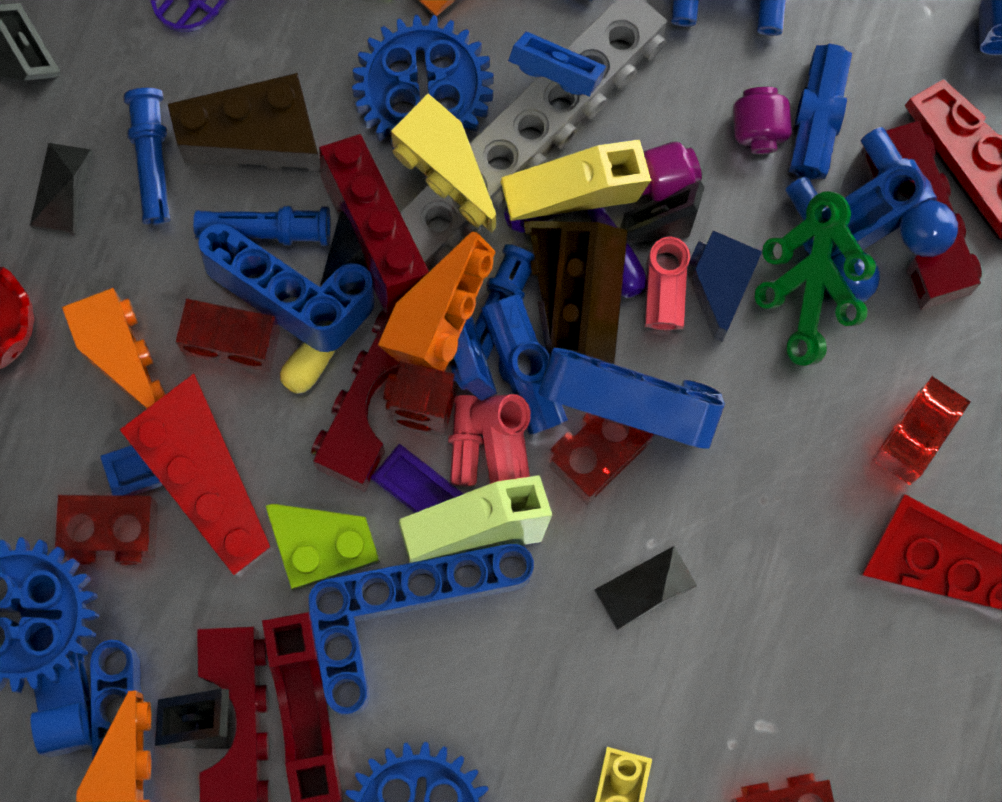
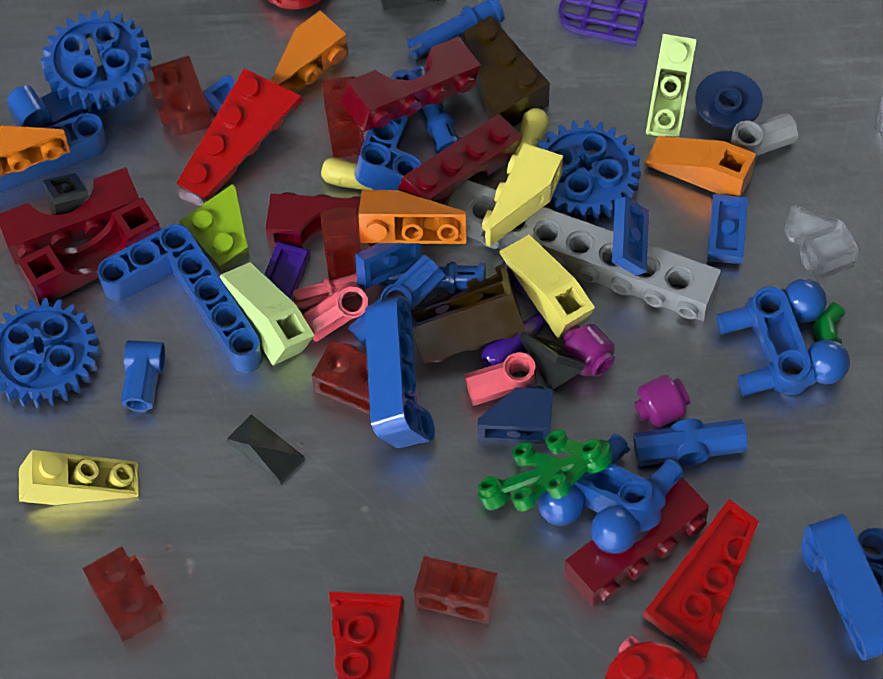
camera: 75 degrees right, 15 degrees down
(247, 276) = (378, 99): none -> dark red arch
(338, 123) = (533, 127): none -> light yellow piece
(485, 698) = (142, 365): none -> blue piece

